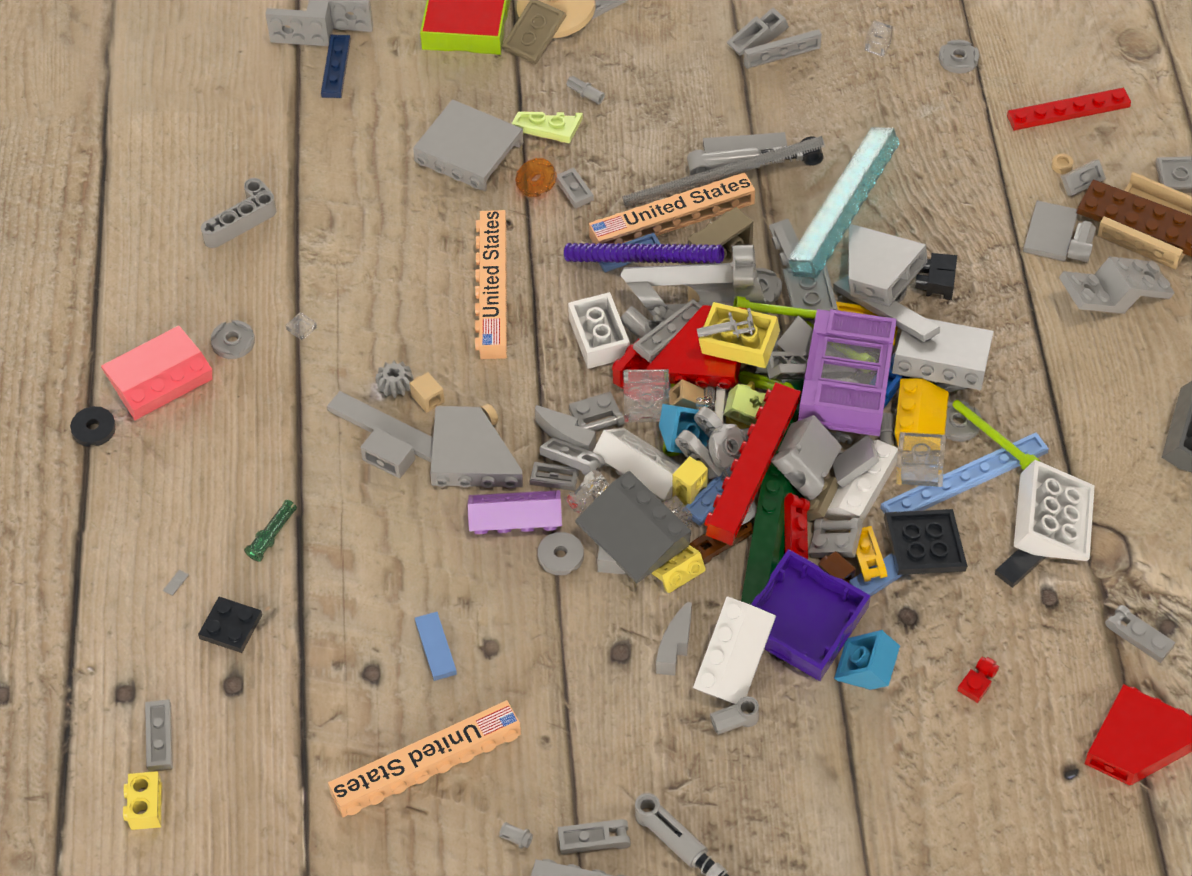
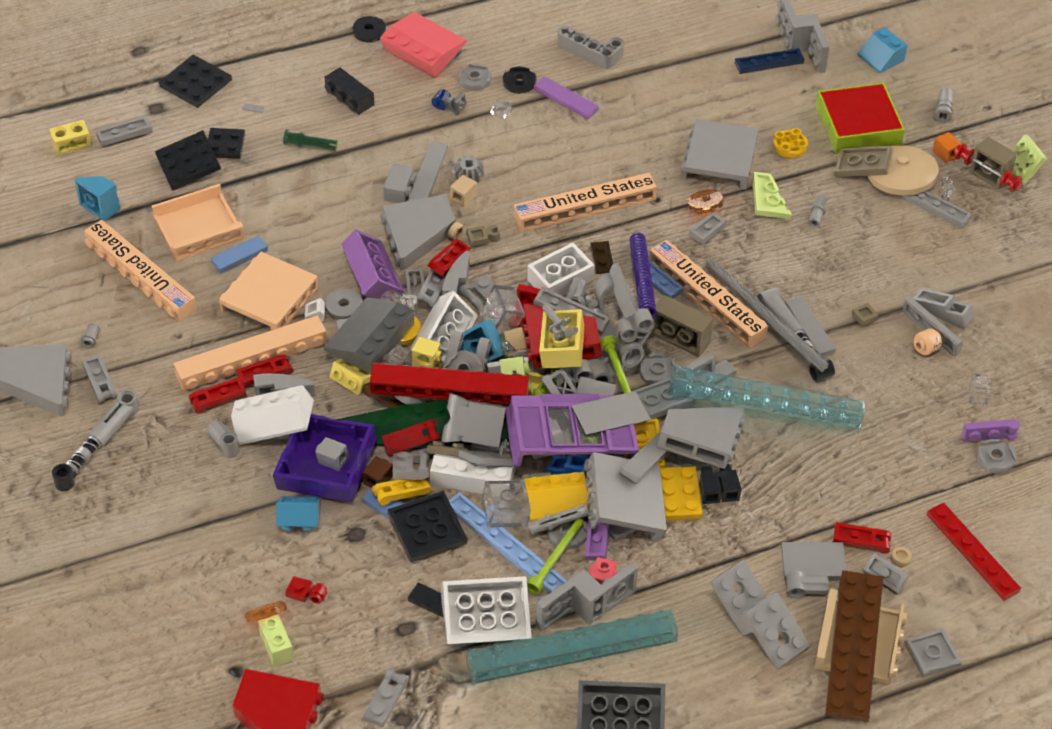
camera: 70 degrees right, 5 degrees down
(96, 637) = (195, 81): none -> black plate
(202, 469) = (349, 90): none -> black brick
(249, 669) = (187, 160): none -> black plate
(262, 306) = (516, 86): none -> black tile
(263, 378) = (443, 99): none -> leg
(283, 780) = (98, 196): none -> dark azure slope
(310, 260) = (566, 97): none -> medium lavender tile
(365, 682) = (197, 222): none -> light nougat panel
(473, 85) = (790, 143): none -> yellow tile
(504, 393) = (481, 236): none -> dark tan plate
(518, 623) = (270, 291): none -> light nougat panel
(534, 428) = (445, 259): none -> red plate
(565, 582) = (315, 308): none -> white brick
(576, 290) = (601, 256): none -> dark brown plate
(610, 663) = (227, 359): none -> light nougat brick
(641, 656) = (265, 367): none -> red plate
(663, 710) = (217, 394): none -> red plate
(746, 96) = (865, 314): none -> dark tan plate
(802, 58) = (927, 341): none -> light nougat head
(804, 605) = (332, 454): none -> light grey brick
(842, 327) = (610, 412): none -> light grey sticker
(932, 47) = (990, 430): none -> medium lavender plate
(938, 306) = (681, 493): none -> yellow plate
(953, 427) = (551, 521): none -> light grey pin
(987, 398) = (597, 541): none -> medium lavender plate
(1021, 721) = (267, 611): none -> clear orange tile
(1033, 185) = (862, 537): none -> red plate
(1033, 400) = (603, 569): none -> coral brick
(1047, 718) = (276, 640): none -> yellowish green brick
(1064, 419) = (586, 596): none -> light grey bracket
(1114, 454) = (571, 646): none -> clear light blue brick

